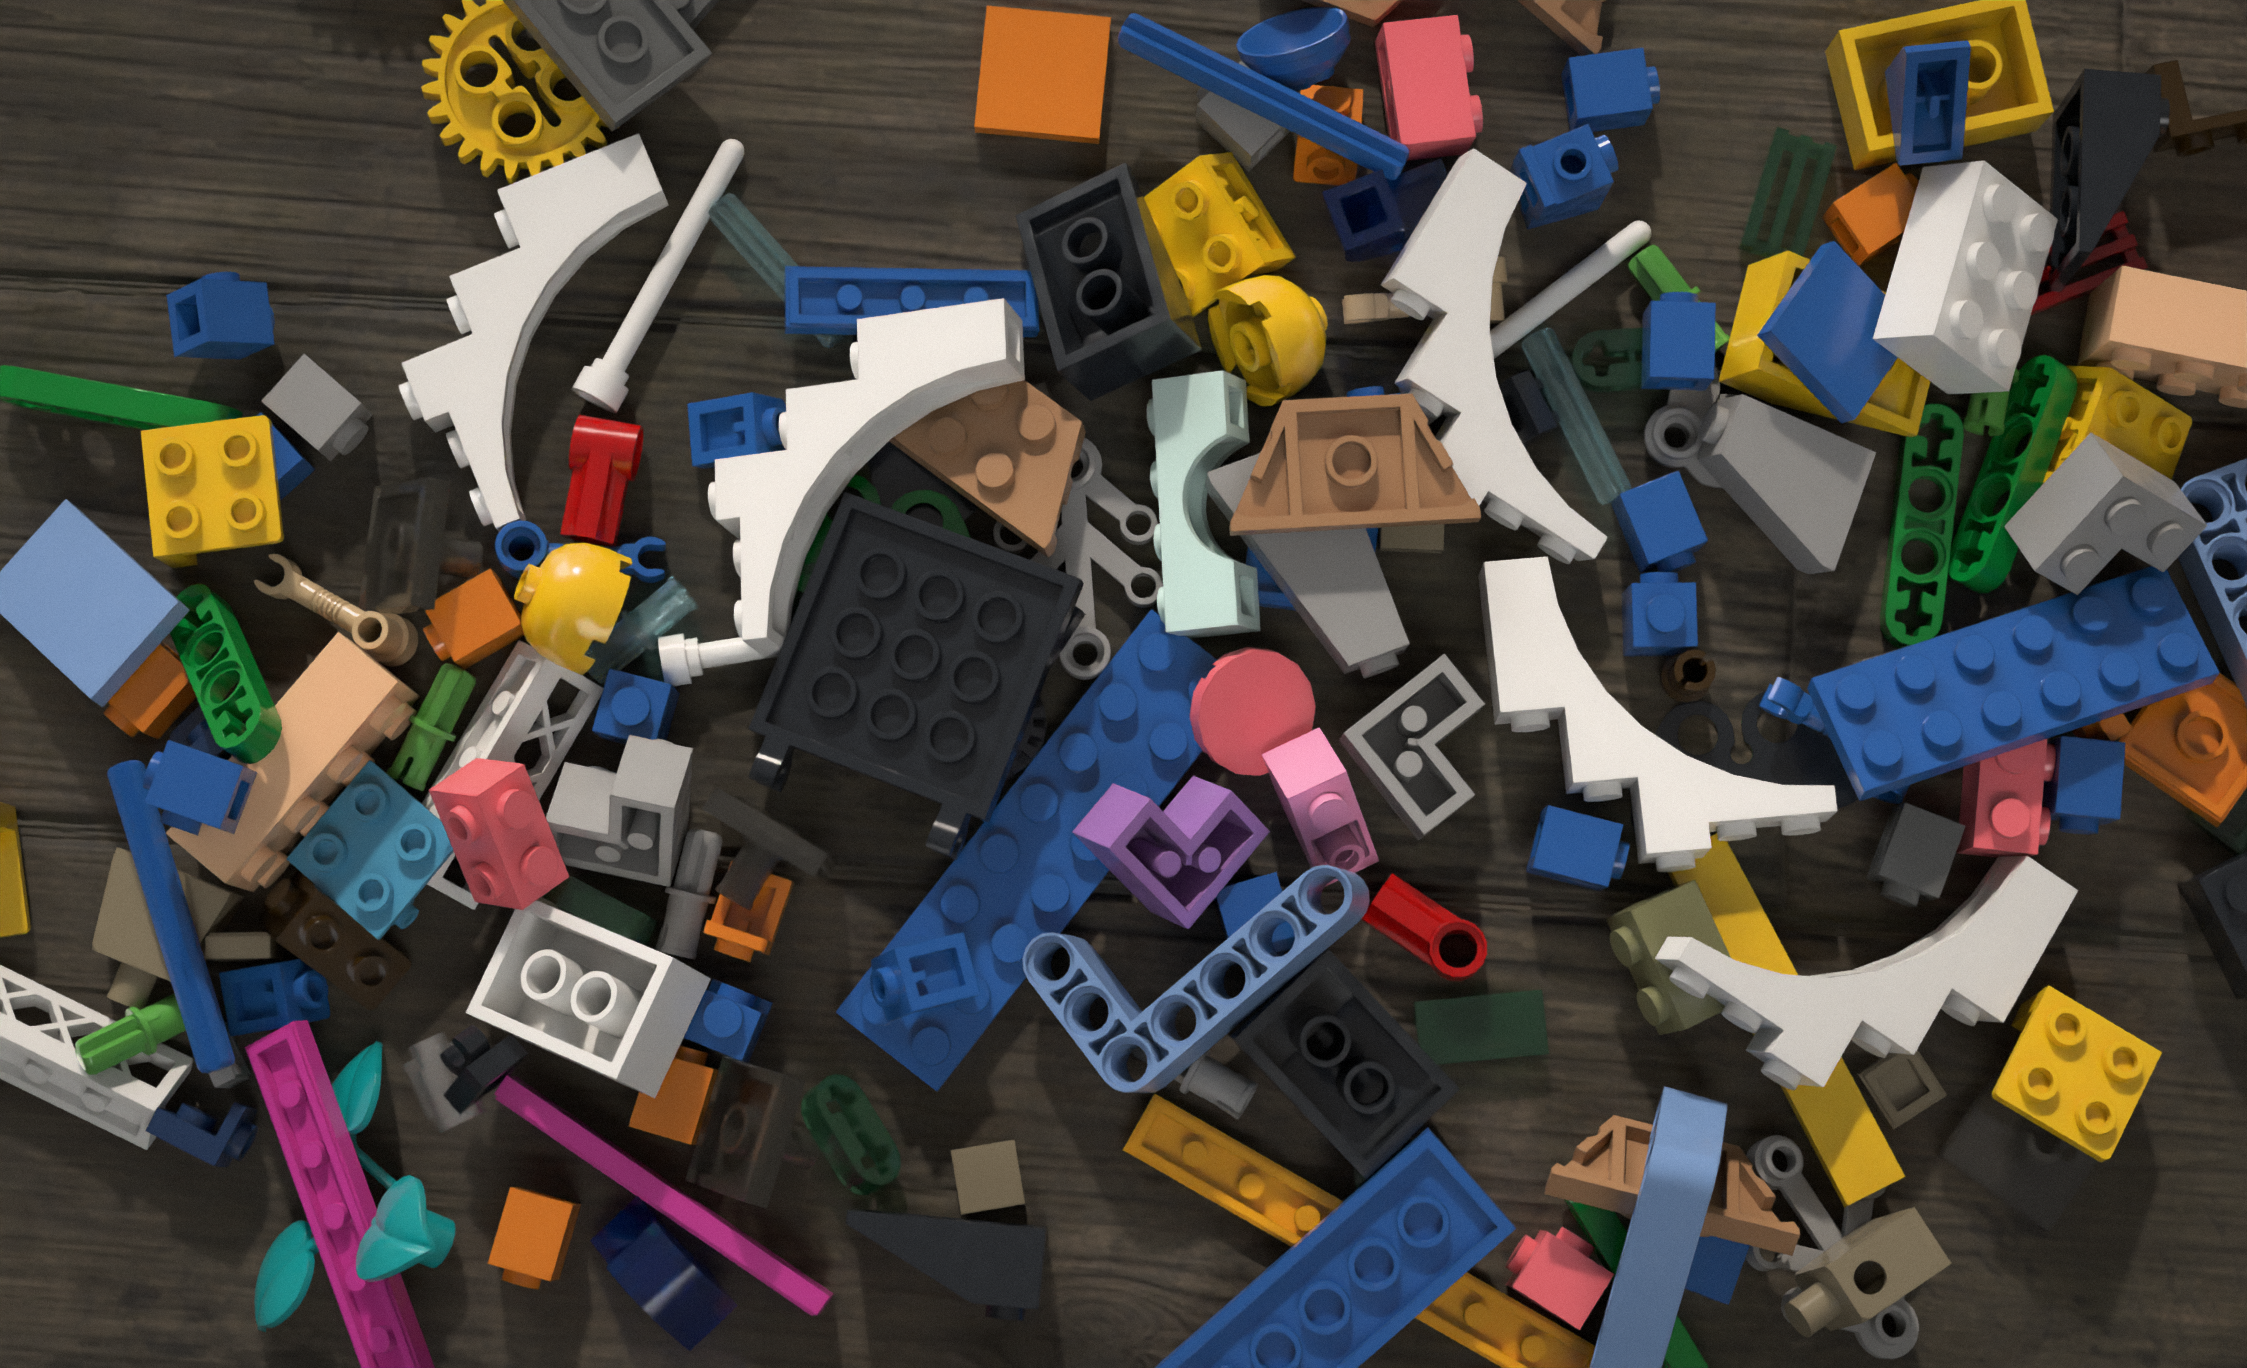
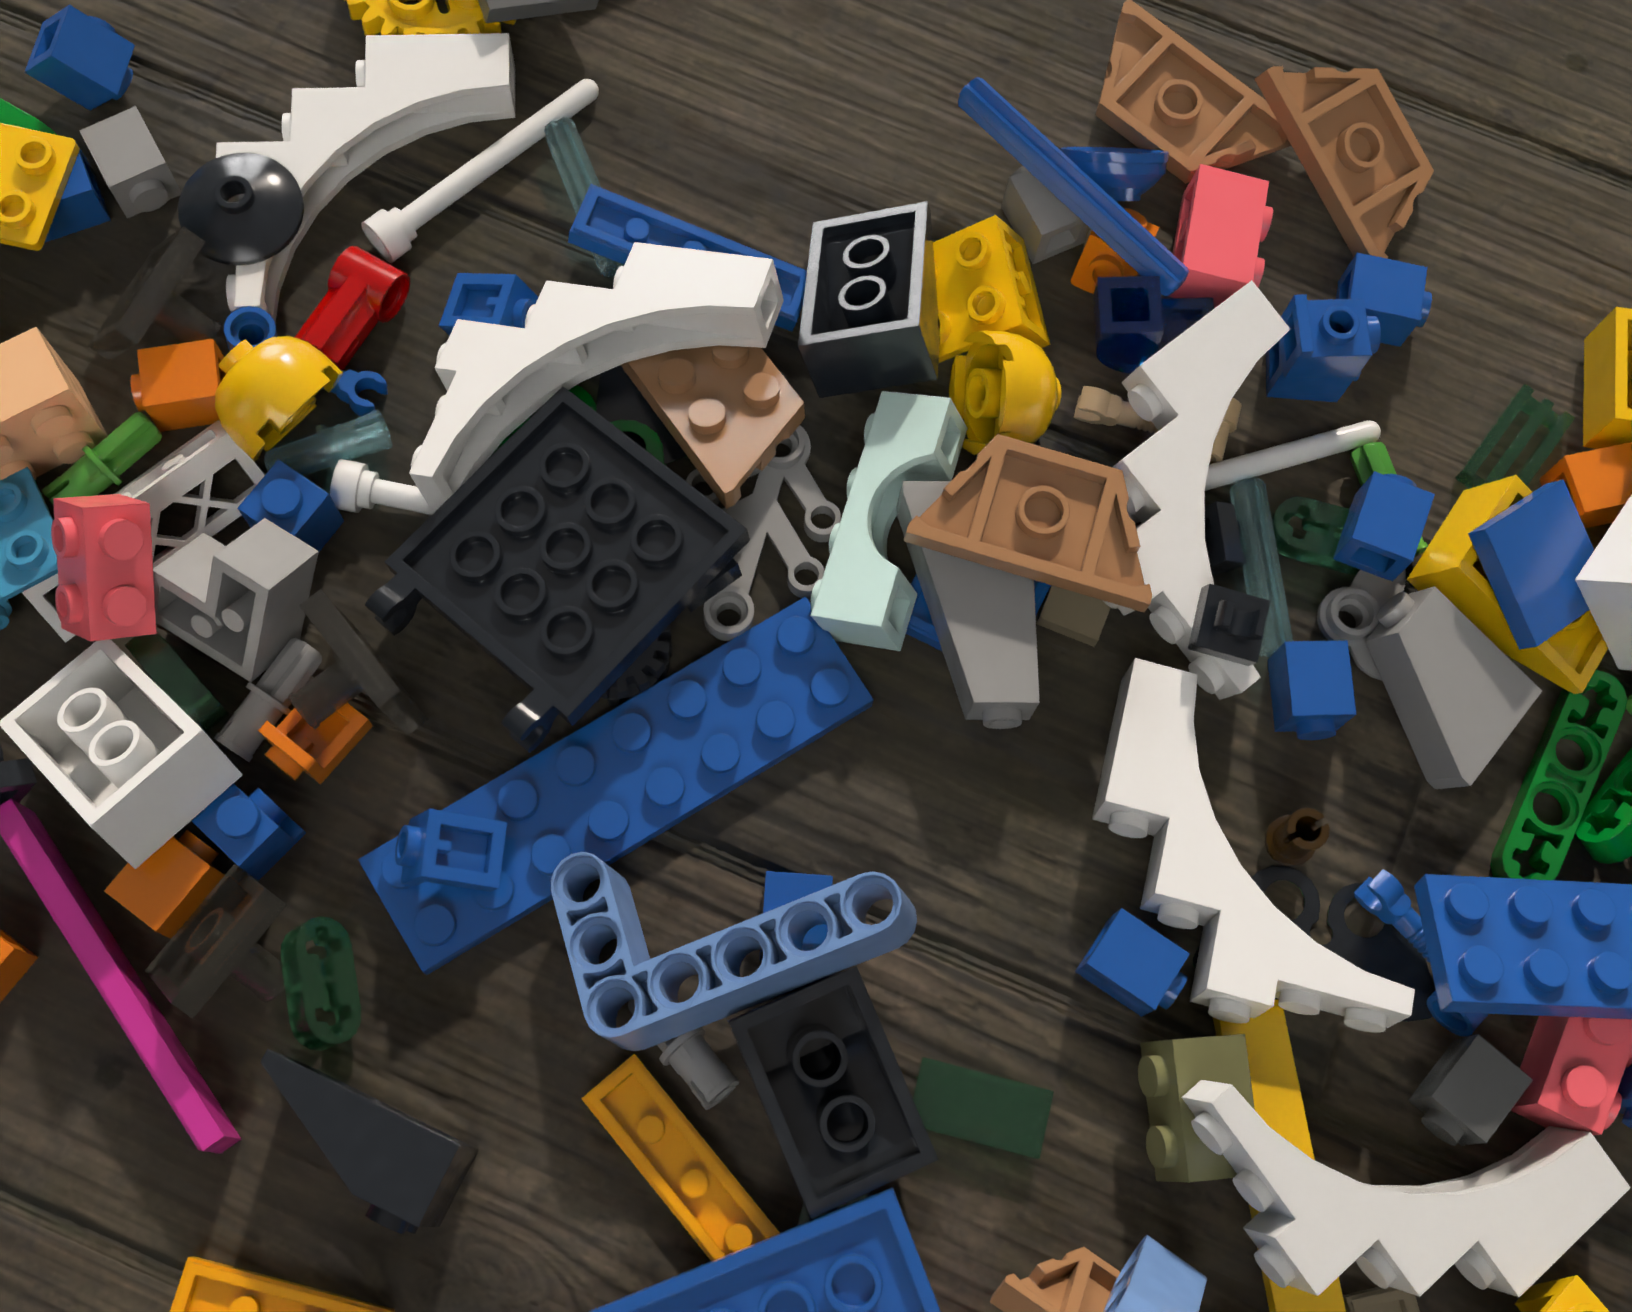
camera: 15 degrees right, 10 degrees down
(398, 635) = (97, 372): tan brick -> none
(480, 446) = (244, 229): none -> black dish
(662, 1274) = (72, 1057): clear blue brick -> none
(988, 1177) = (438, 1076): dark tan tile -> none
(1042, 74) = (881, 122): orange tile -> none
(1173, 856) = (736, 825): medium lavender brick -> none
(1250, 707) = (866, 720): coral tile -> none
(1320, 803) = (900, 828): bright pink slope -> none
(1400, 751) = (996, 805): light grey brick -> none
(1420, 925) = (955, 984): red piece -> none
(1561, 501) = (1229, 625): none -> black tile
(1659, 616) = (1284, 771): blue brick -> none

